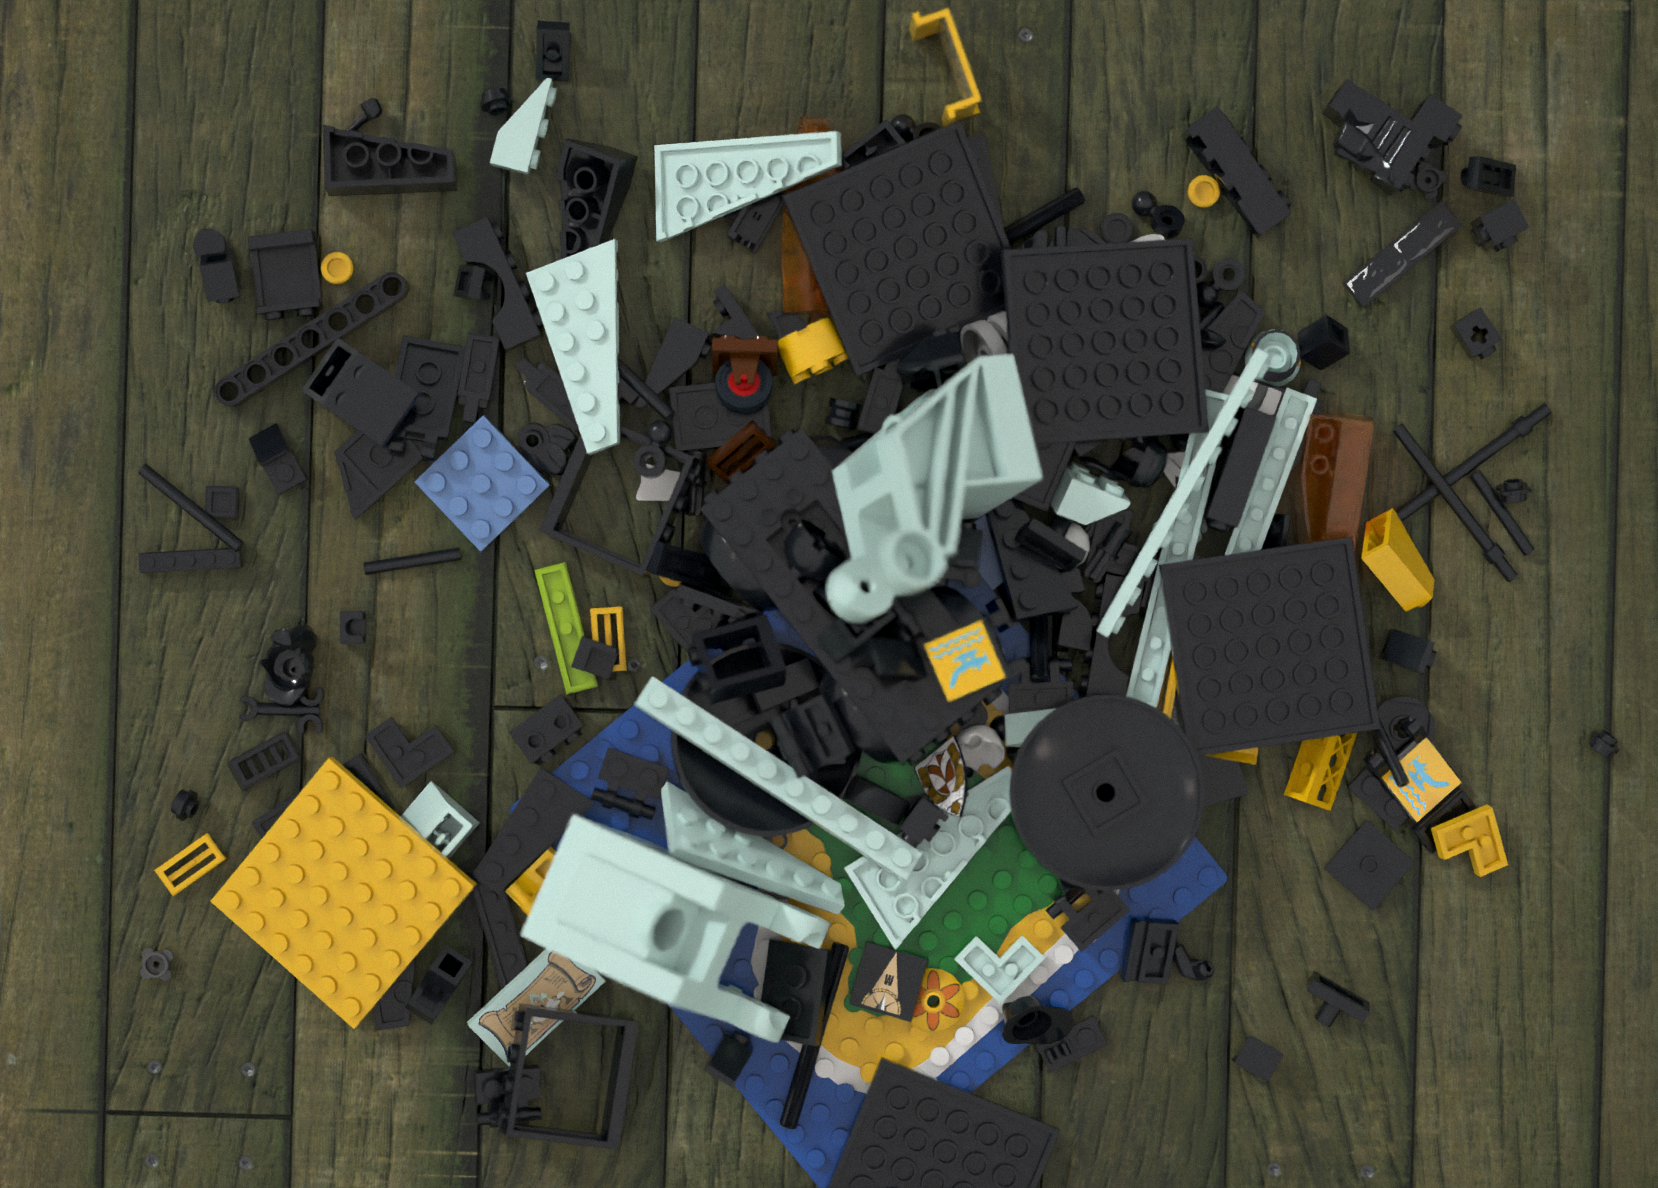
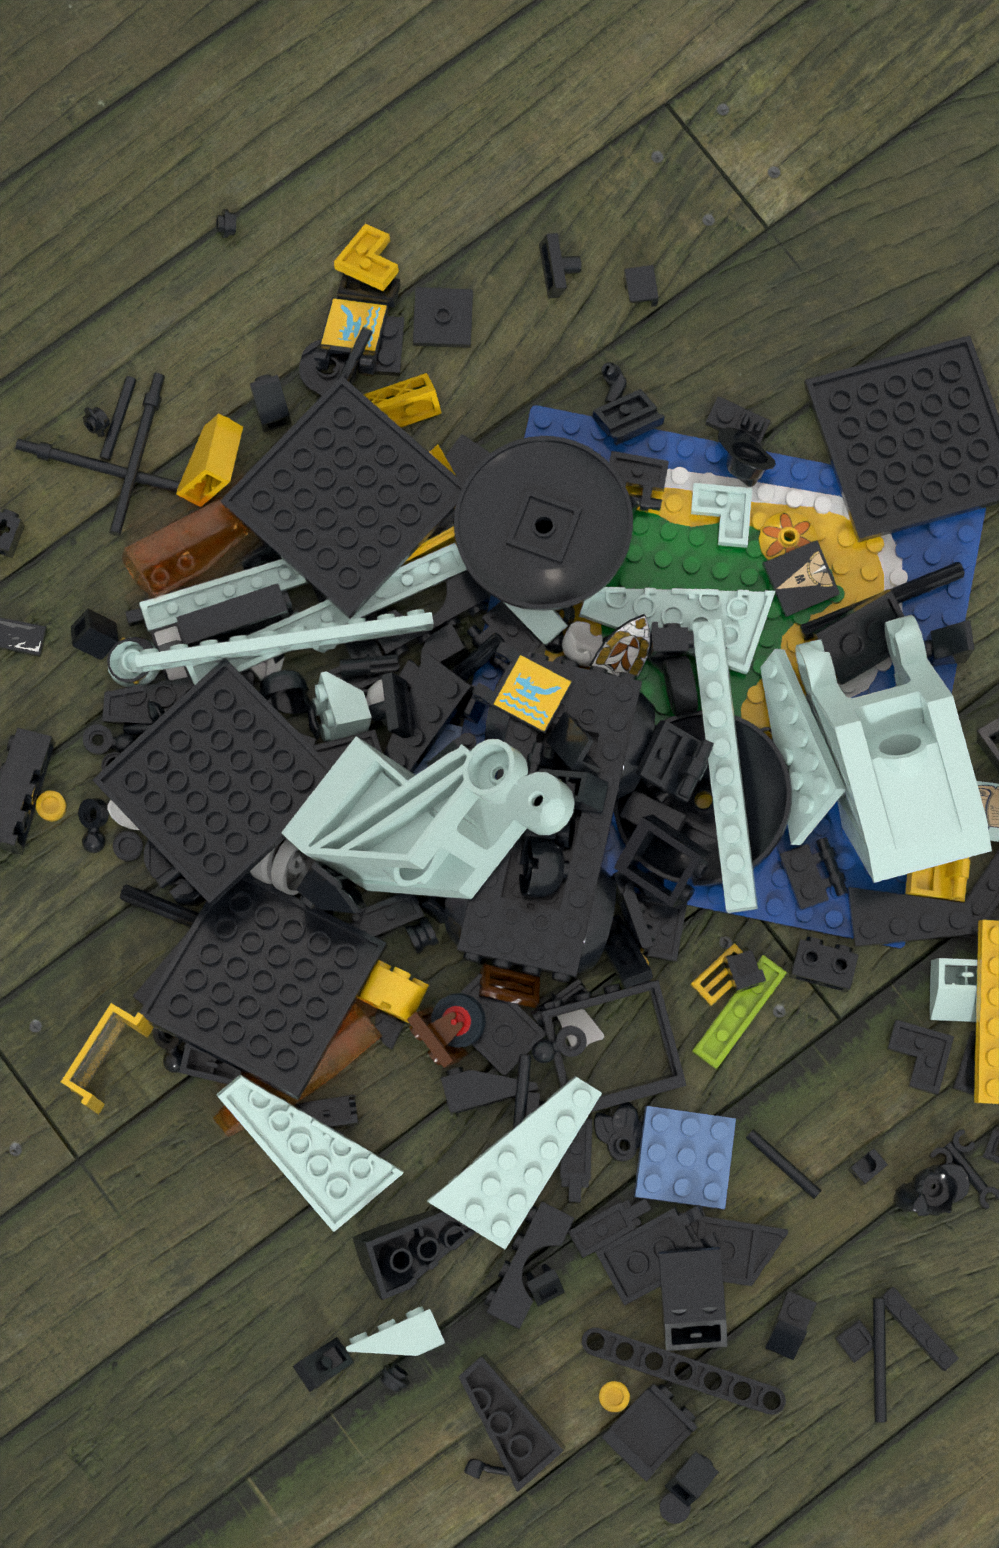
camera: 135 degrees left, 10 degrees down
(739, 323) = (417, 1062): black slope -> none

